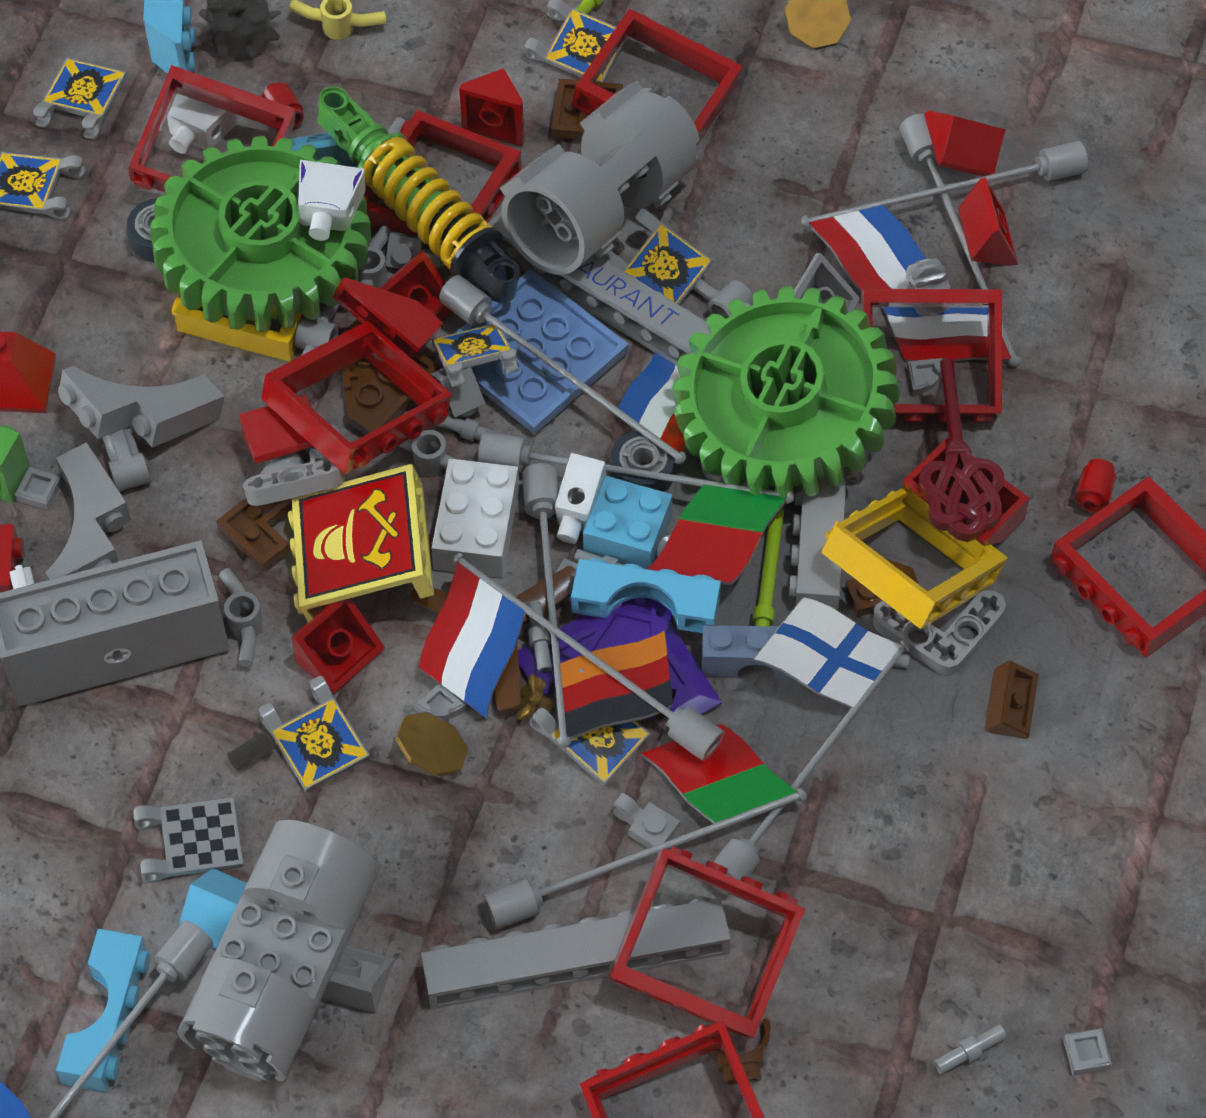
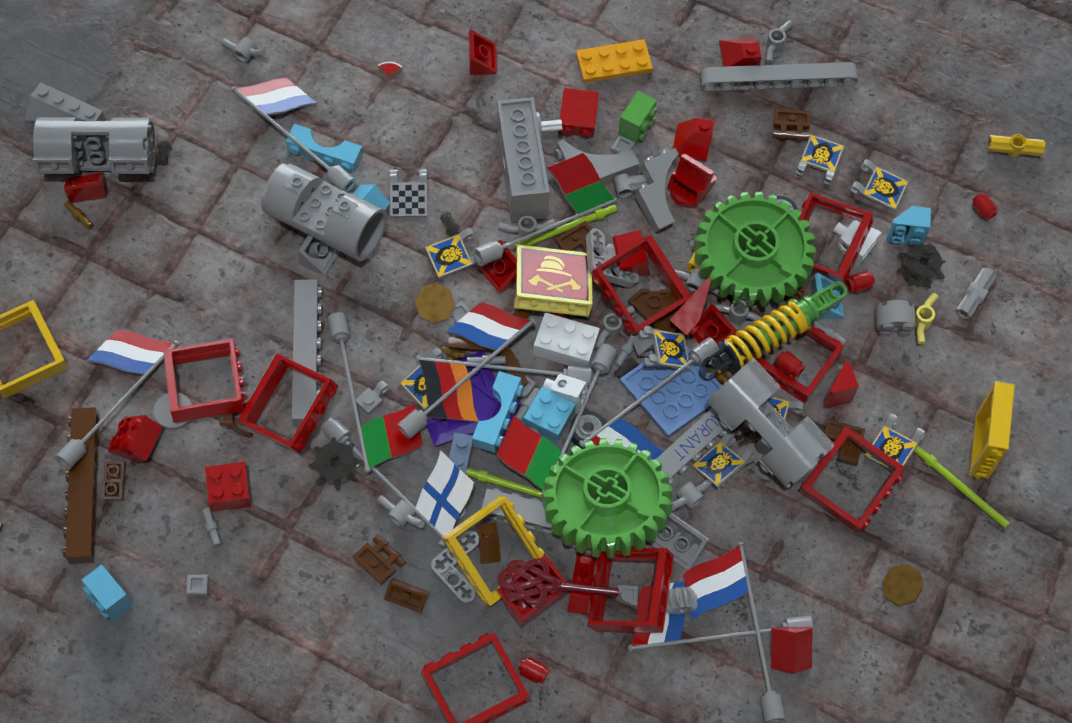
camera: 95 degrees right, 5 degrees up
(117, 352) = (690, 182): none -> red piece
(161, 522) = (580, 188): none -> flag
(197, 509) = (598, 214): none -> lime bar
(328, 196) = (761, 273): white torso -> none
(351, 46) = (895, 318): none -> light grey brick
(472, 173) = (789, 364): none -> red brick
(506, 422) = (630, 364): none -> clear smoke pin
(801, 849) = (335, 452): none -> clear smoke brick
(868, 728) = (401, 513): none -> light grey piece
(887, 1031) = (227, 486): none -> red brick
(922, 433) = (582, 574): none -> red slope
(970, 759) = (373, 563): none -> reddish brown plate
(986, 226) = (725, 653): red slope -> none

